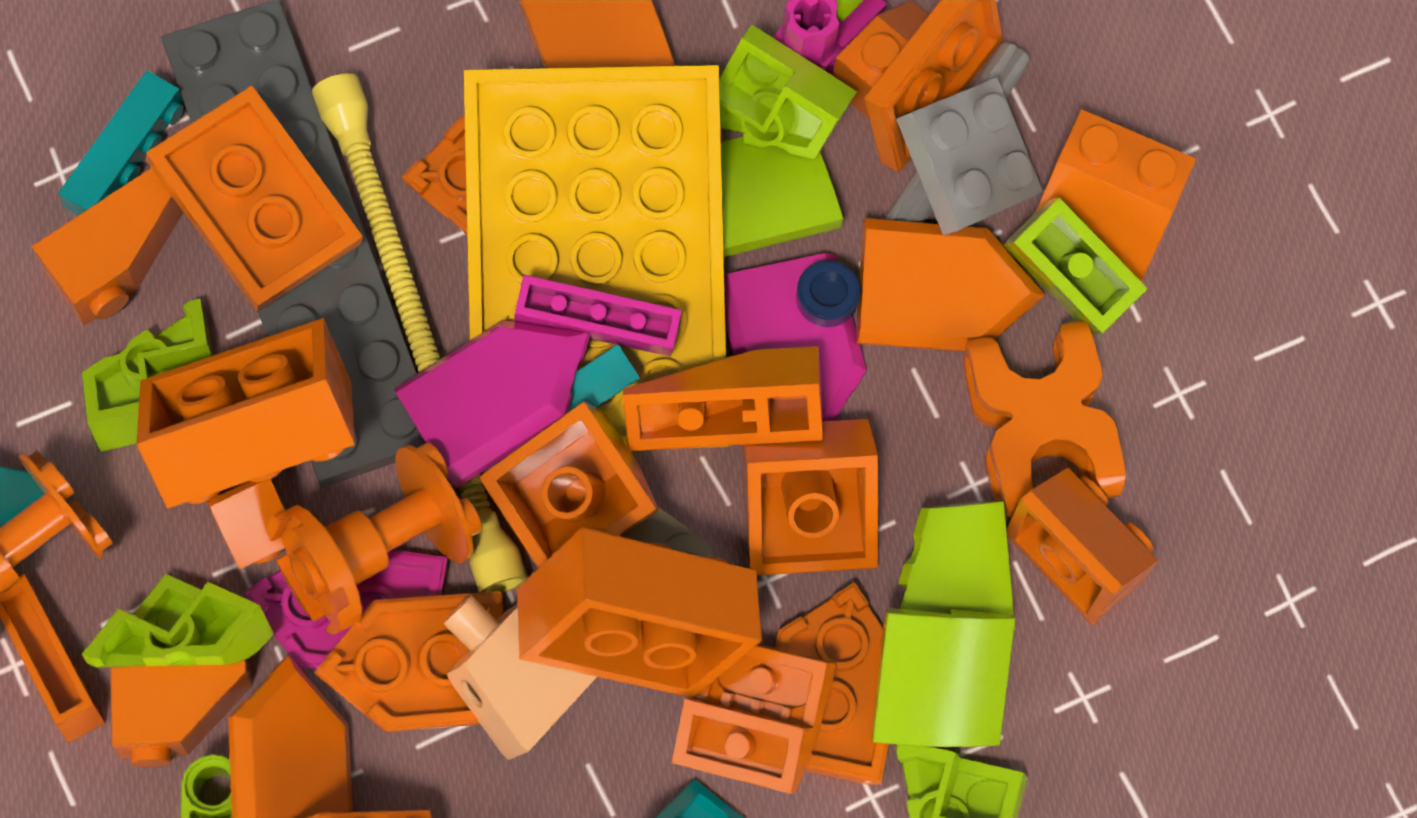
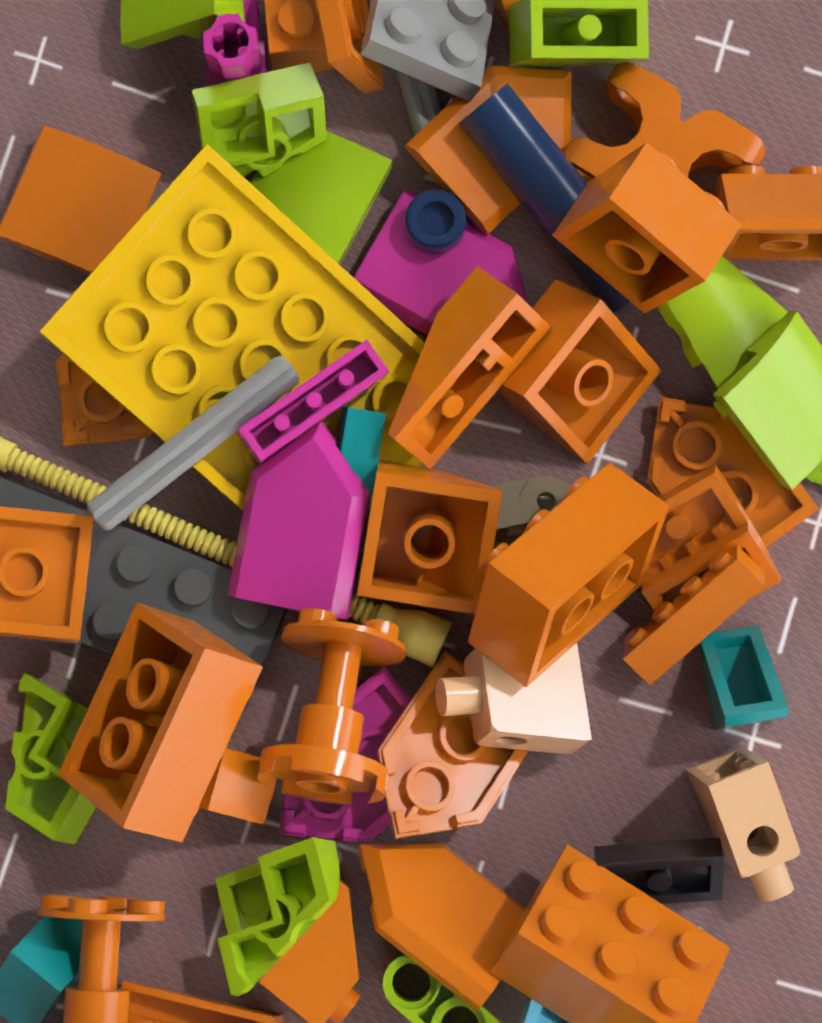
camera: 40 degrees left, 10 degrees up
(482, 254) = (192, 443): none -> light grey axle
(701, 751) = (693, 615): none -> orange piece
(933, 367) = (534, 173): none -> dark blue brick
(963, 437) = (647, 228): none -> orange brick

